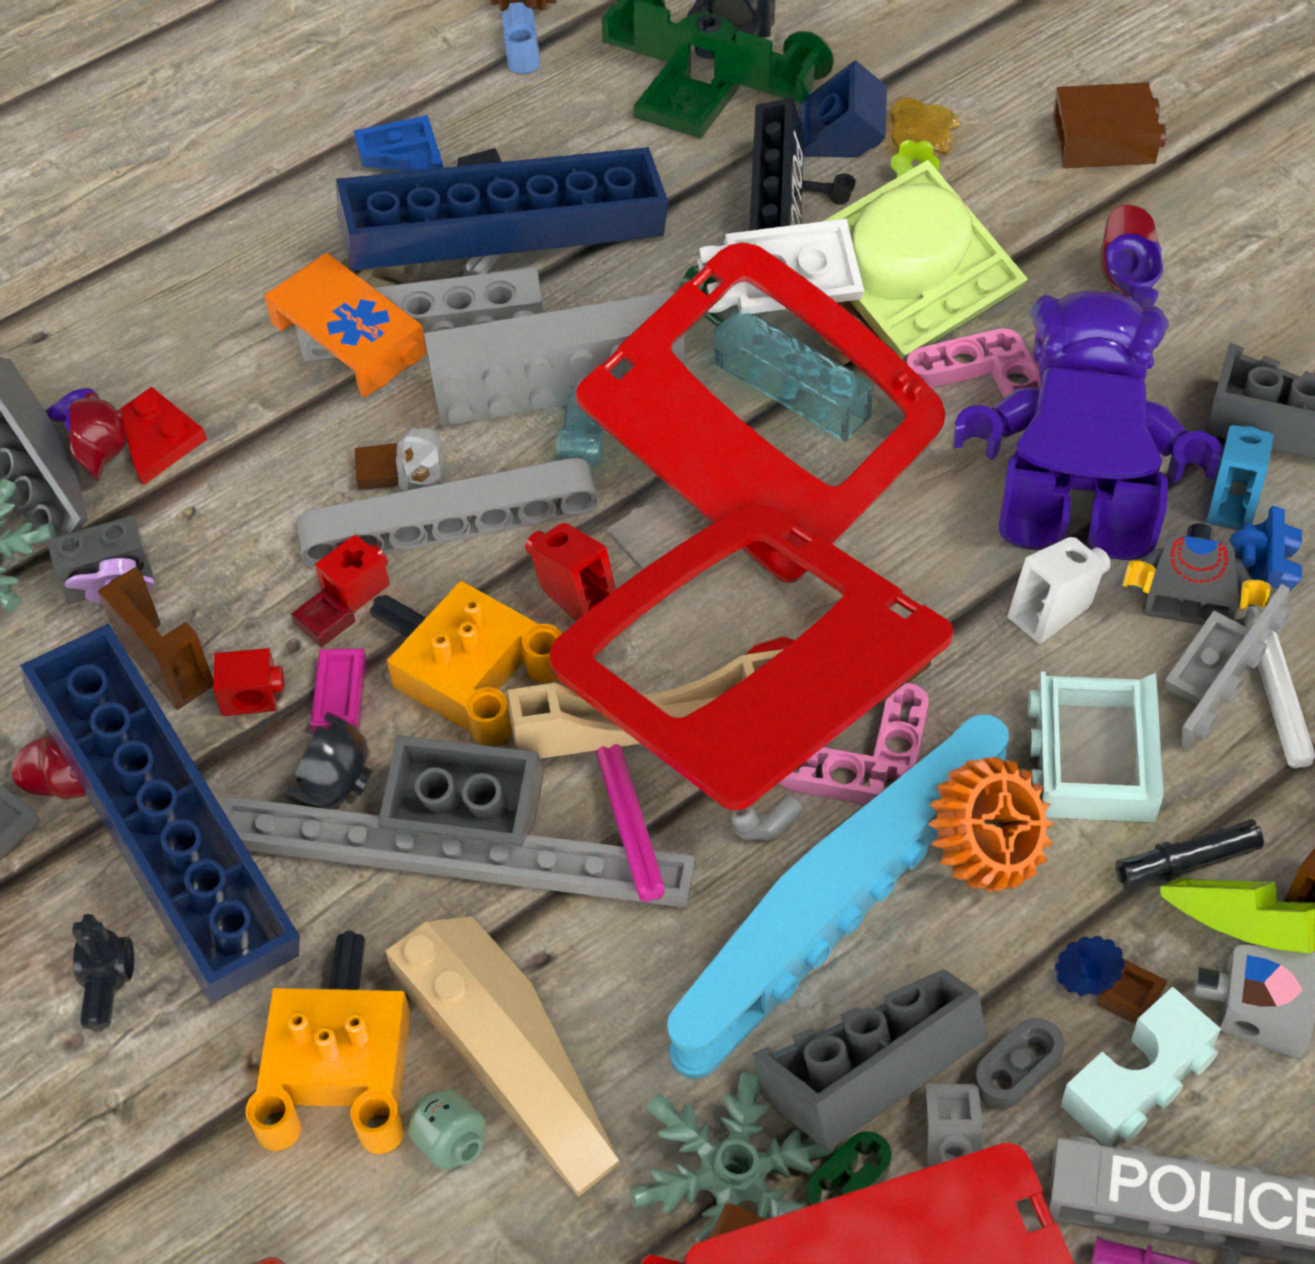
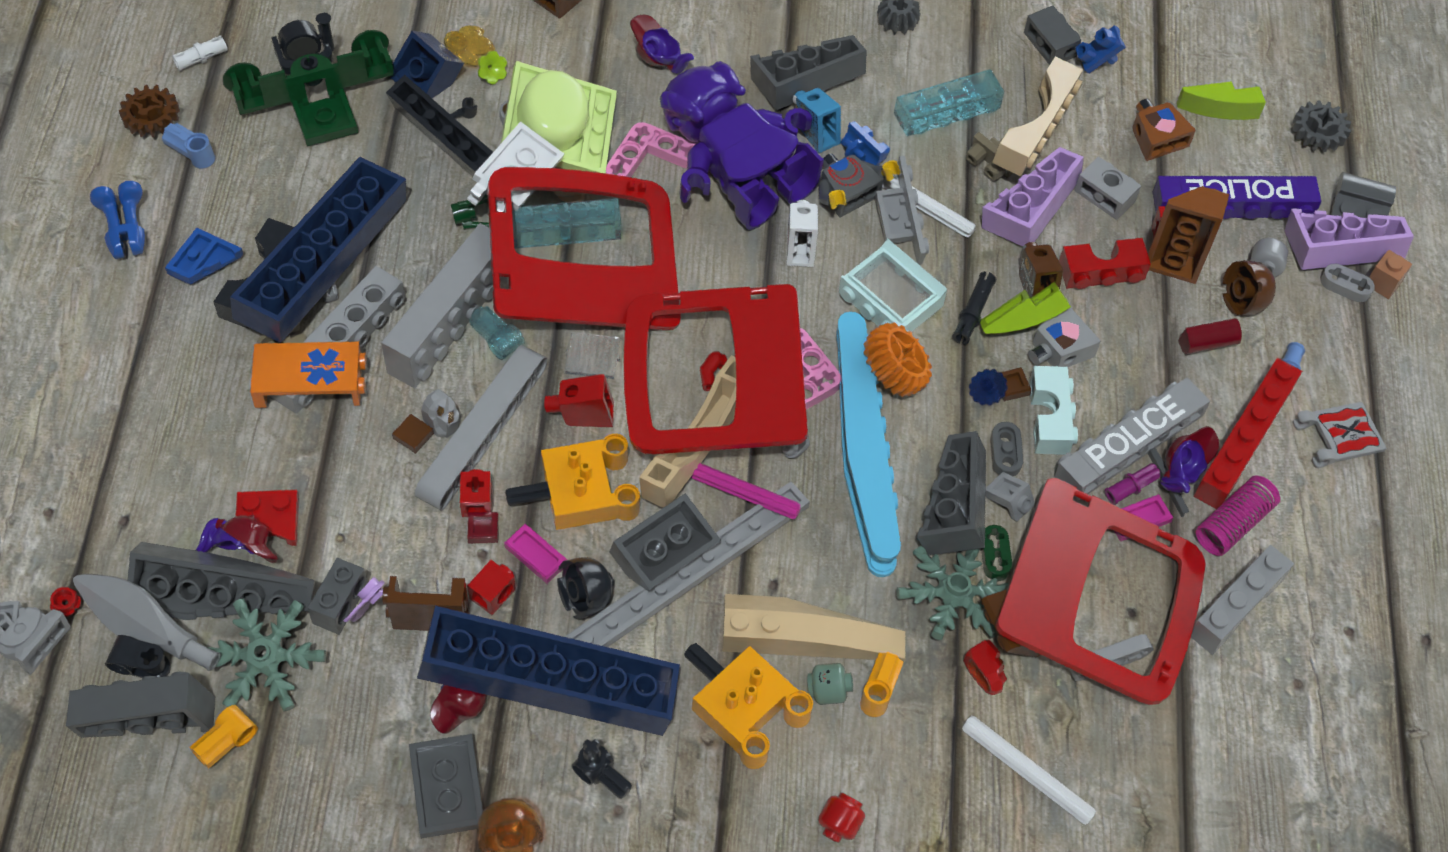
camera: 55 degrees left, 5 degrees up
(360, 79) = (105, 200): none -> blue piece
(511, 1189) = (881, 683): none -> light orange piece

